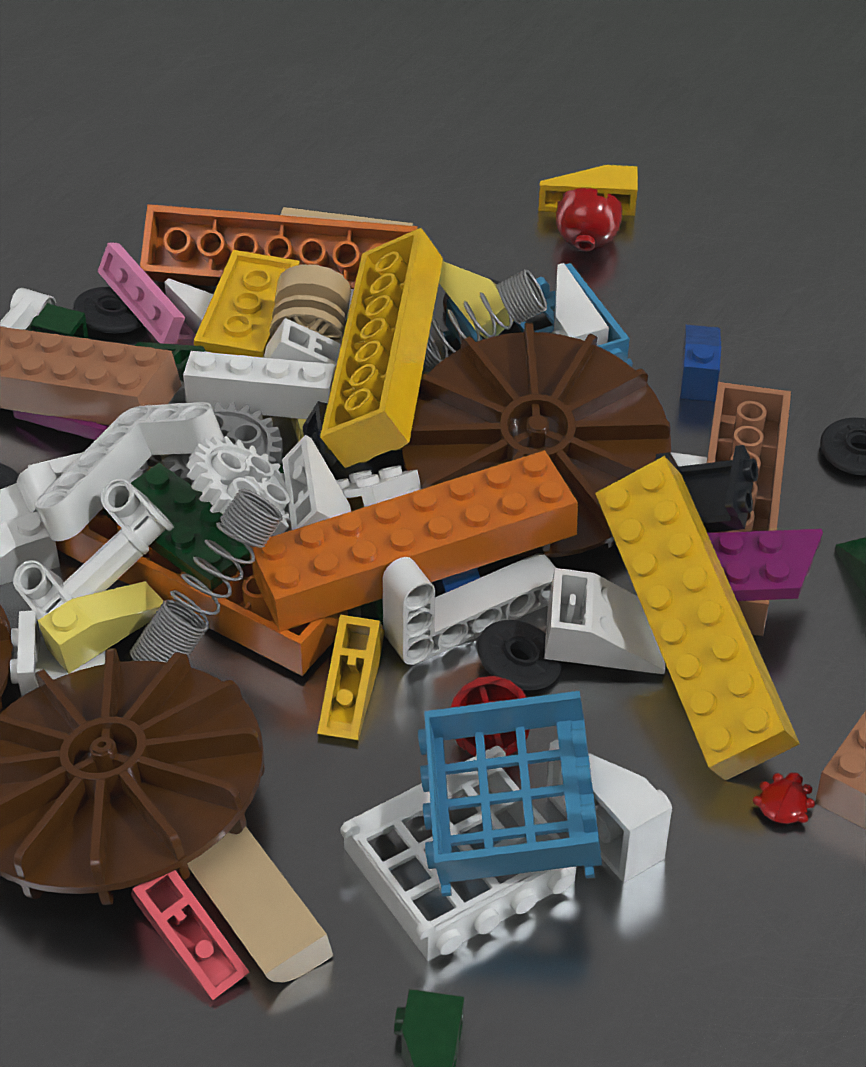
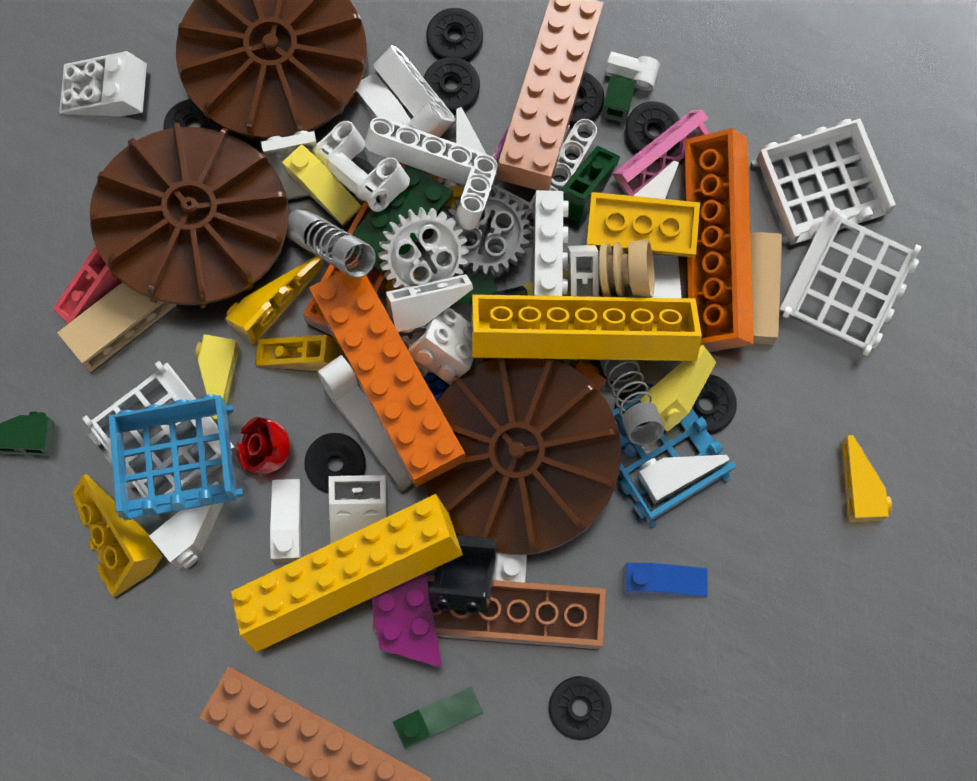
camera: 80 degrees right, 30 degrees up
(220, 137) = (818, 138): none -> white window
(281, 700) = (263, 307): none -> yellow wedge
(358, 775) = (217, 364): none -> light yellow slope
(374, 136) = (812, 263): none -> white window
(588, 218) = (811, 479): red cylinder -> none
(619, 923) = (121, 545): none -> yellow wedge
(620, 711) = (286, 521): none -> white slope
(785, 798) = (228, 648): red piece -> none

